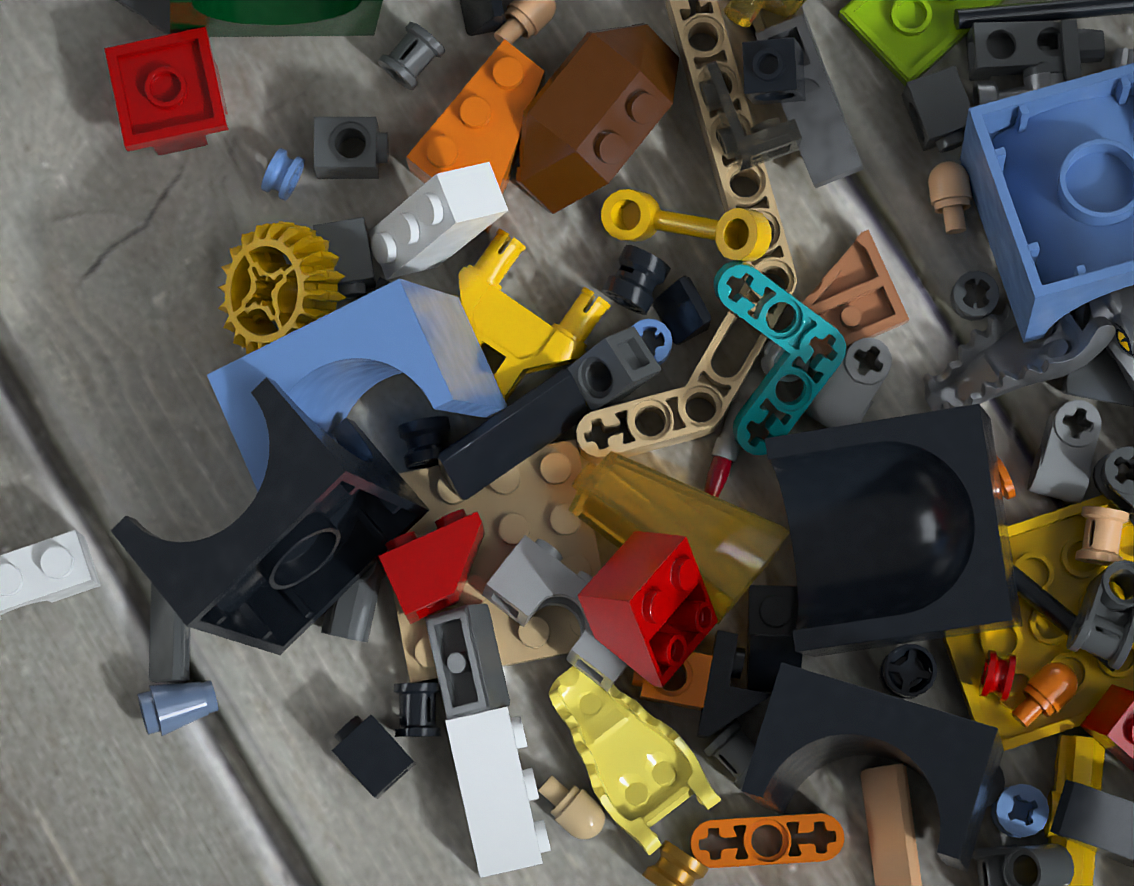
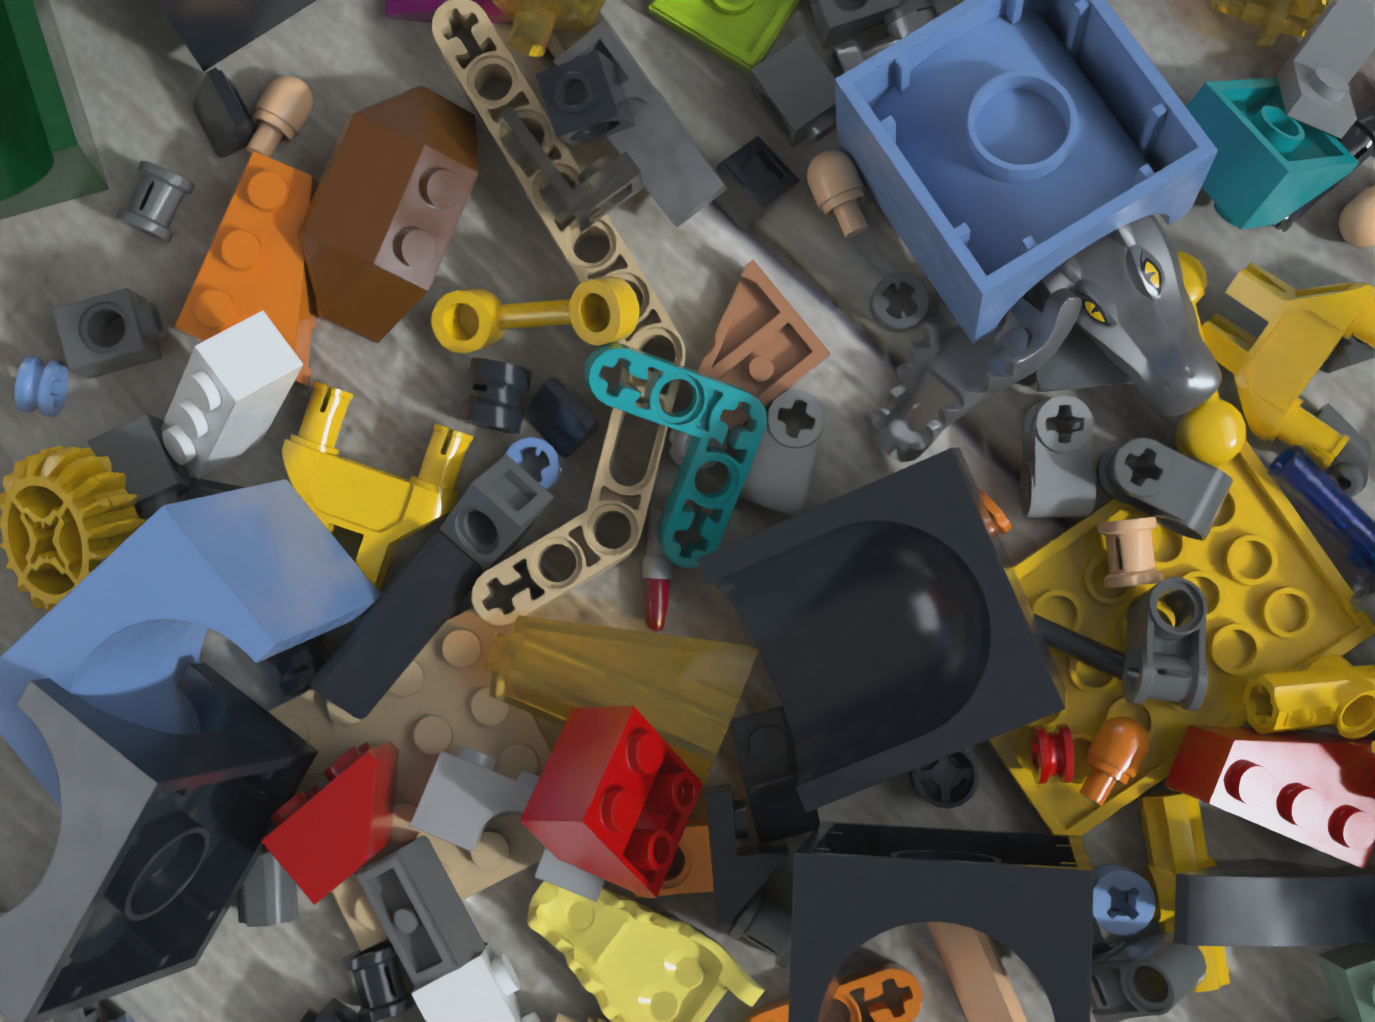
camera: 15 degrees left, 5 degrees up
(885, 171) = (754, 183): none -> black slope

